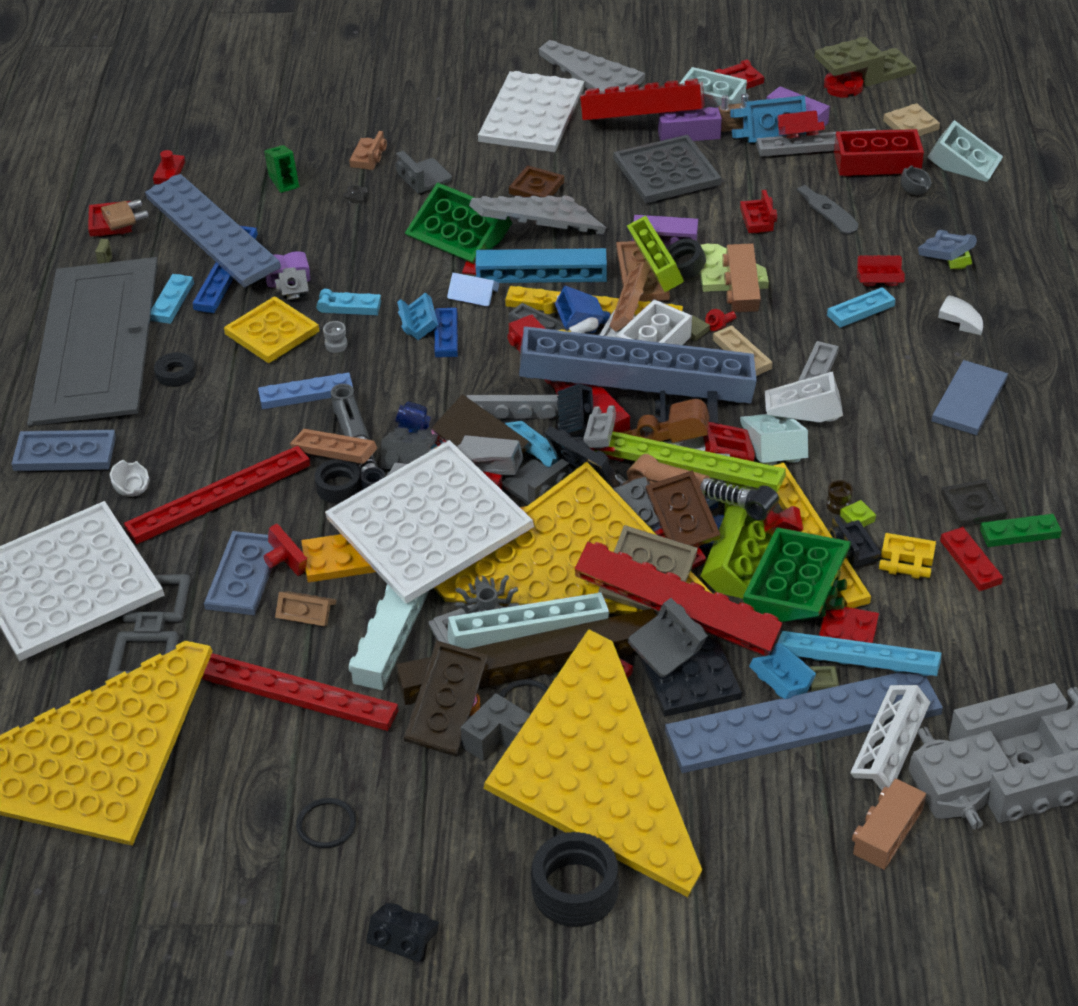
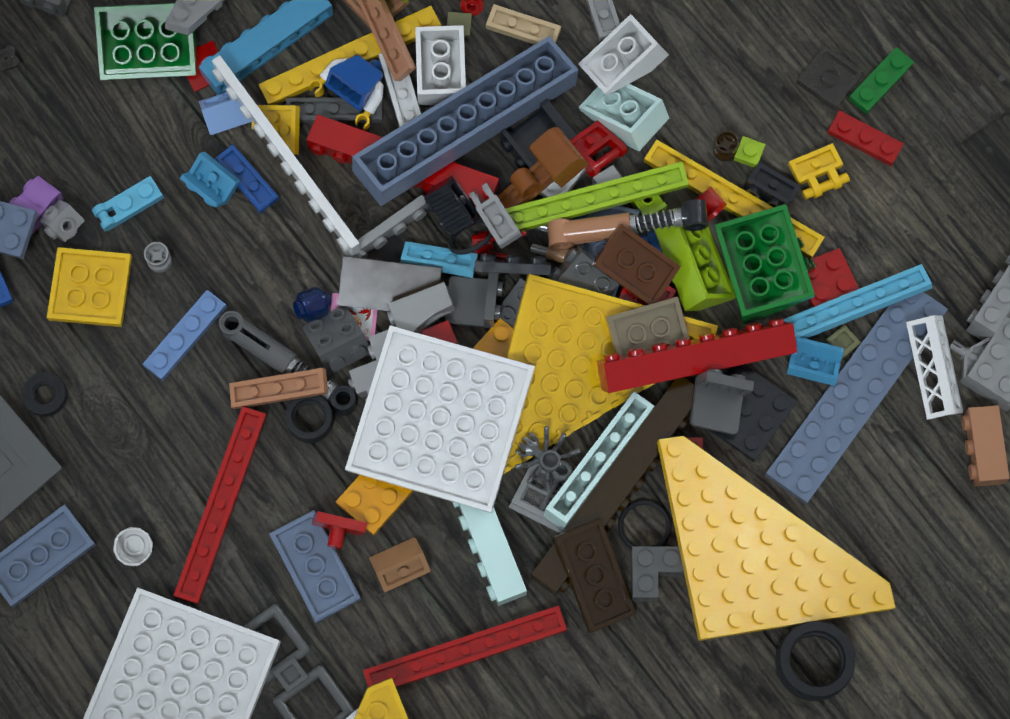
camera: 40 degrees left, 30 degrees up
(479, 324) = (289, 162): none -> white plate
(500, 310) = (285, 121): none -> yellow plate

